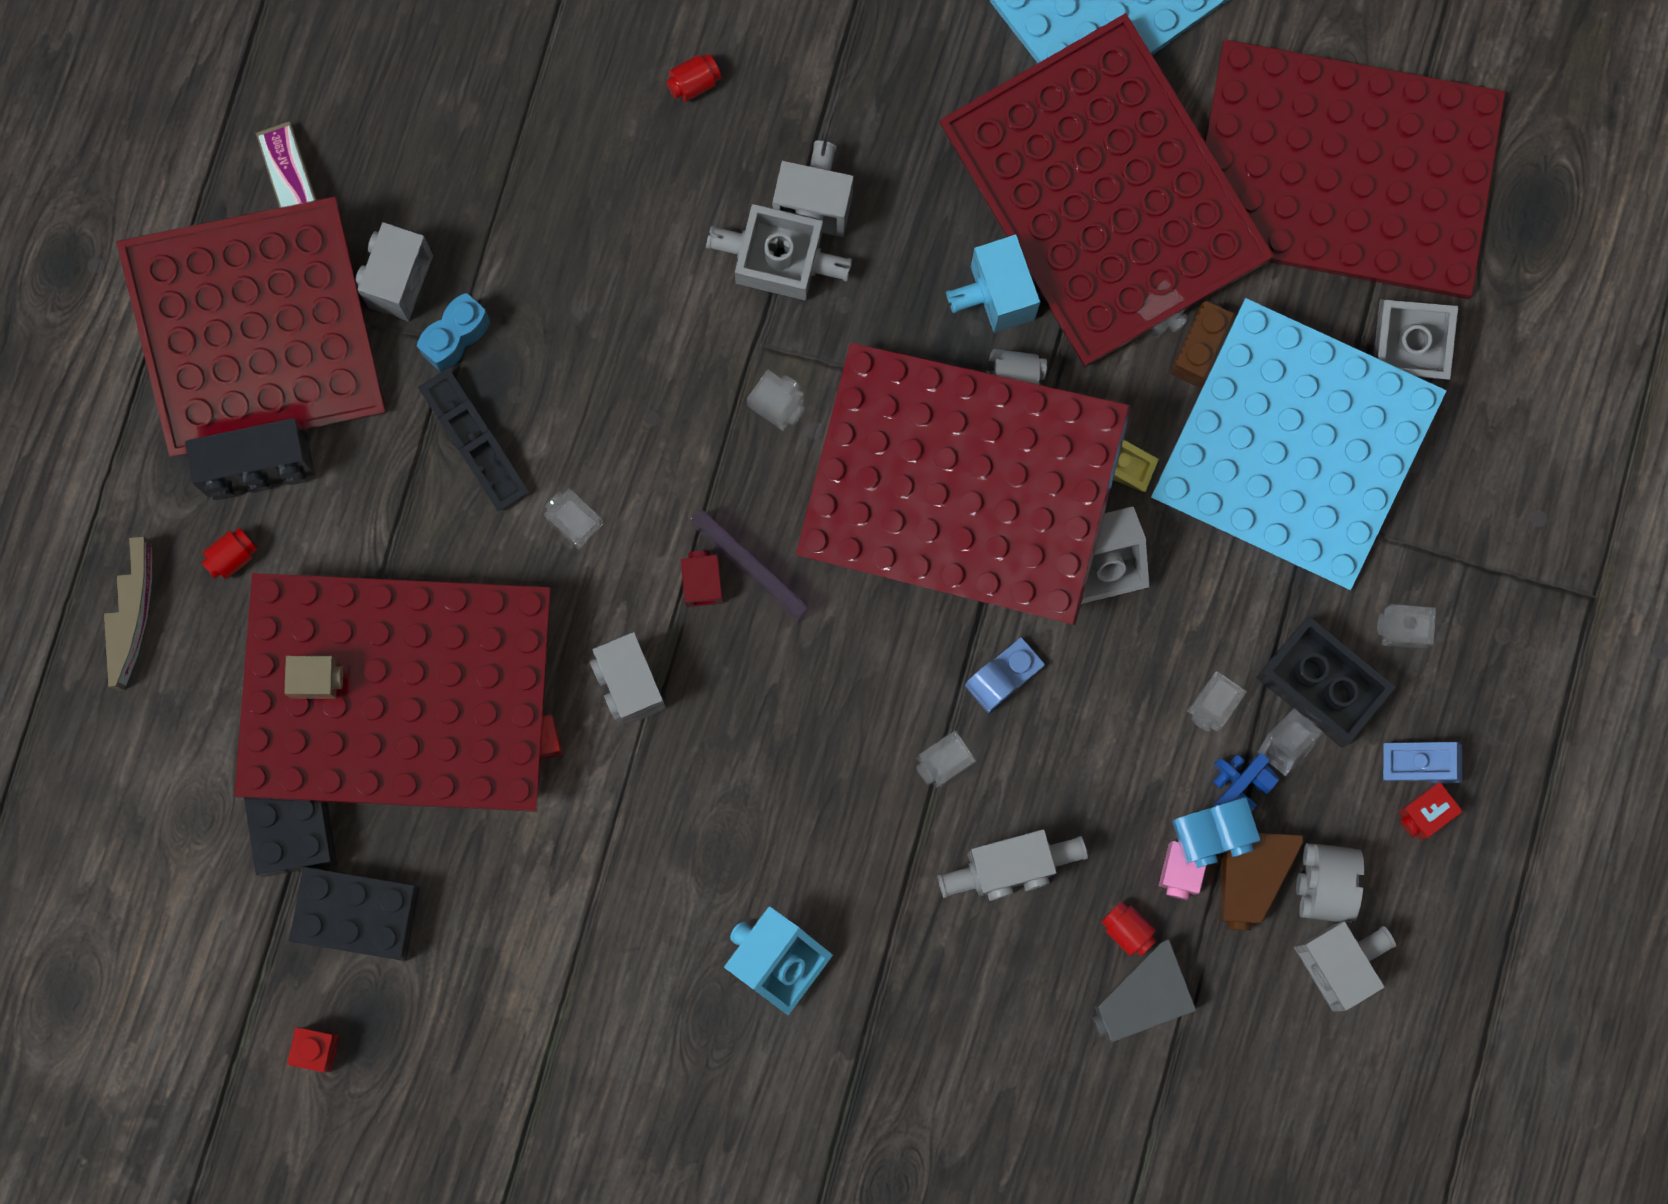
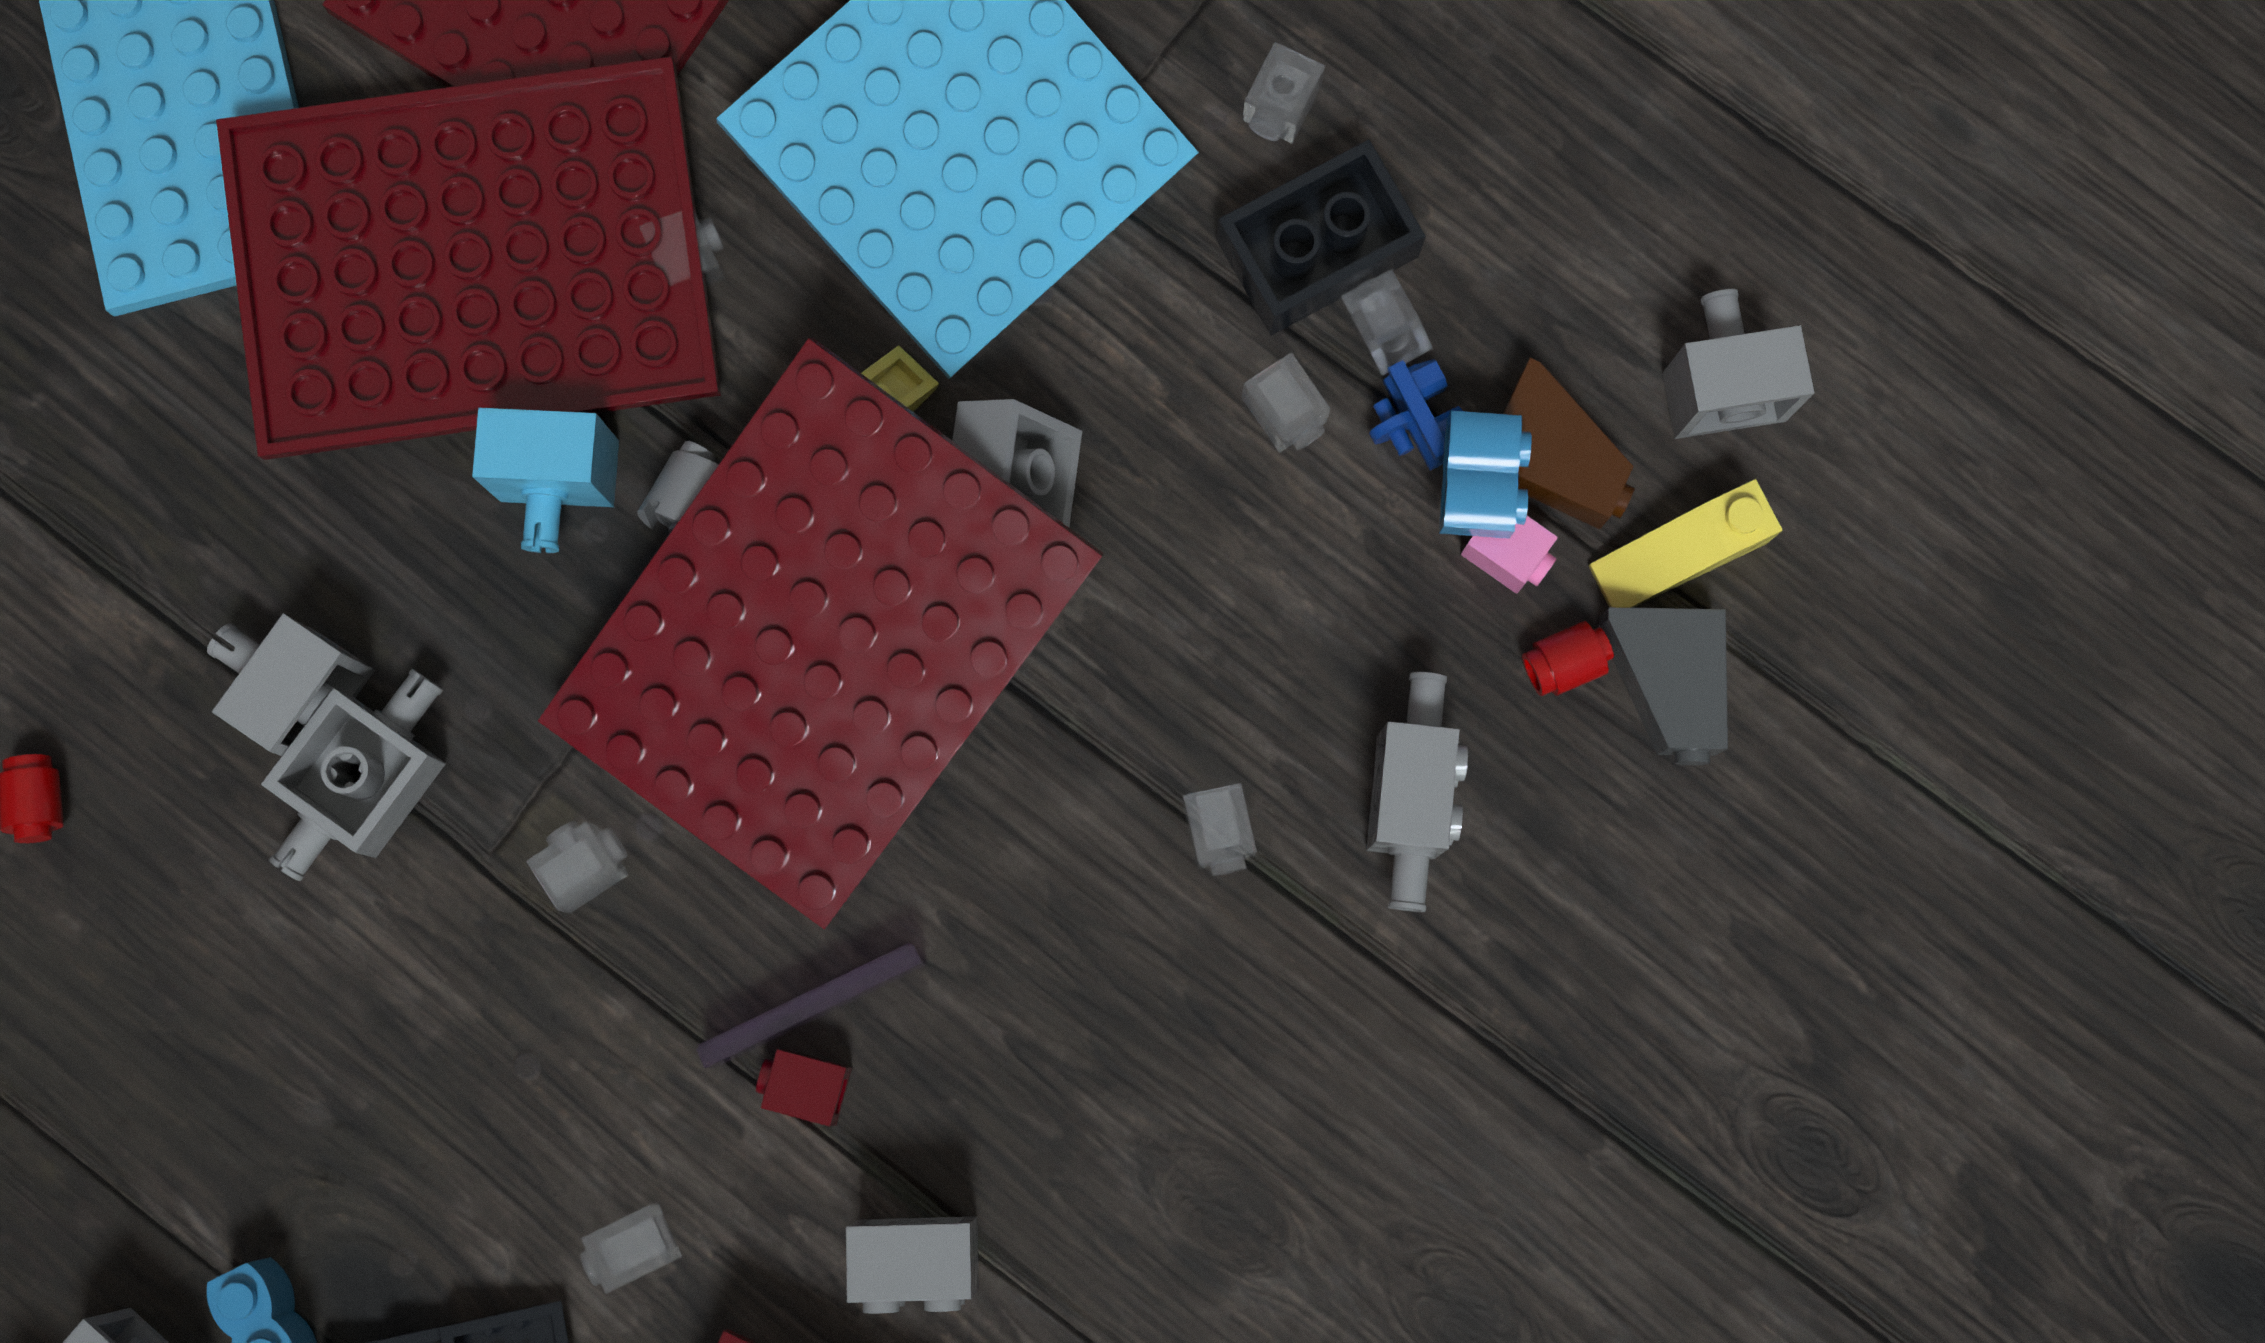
camera: 65 degrees left, 0 degrees up
(776, 959) = (1424, 1200): medium azure brick -> none
(1004, 675) = (1127, 692): medium blue plate -> none
(1202, 344) = (757, 213): reddish brown brick -> none
(1226, 976) = (1687, 547): none -> light yellow slope
(1330, 883) = (1613, 345): light grey brick -> none
(1423, 762) = (1484, 151): medium blue plate -> none
(1428, 812) = (1558, 171): red brick -> none

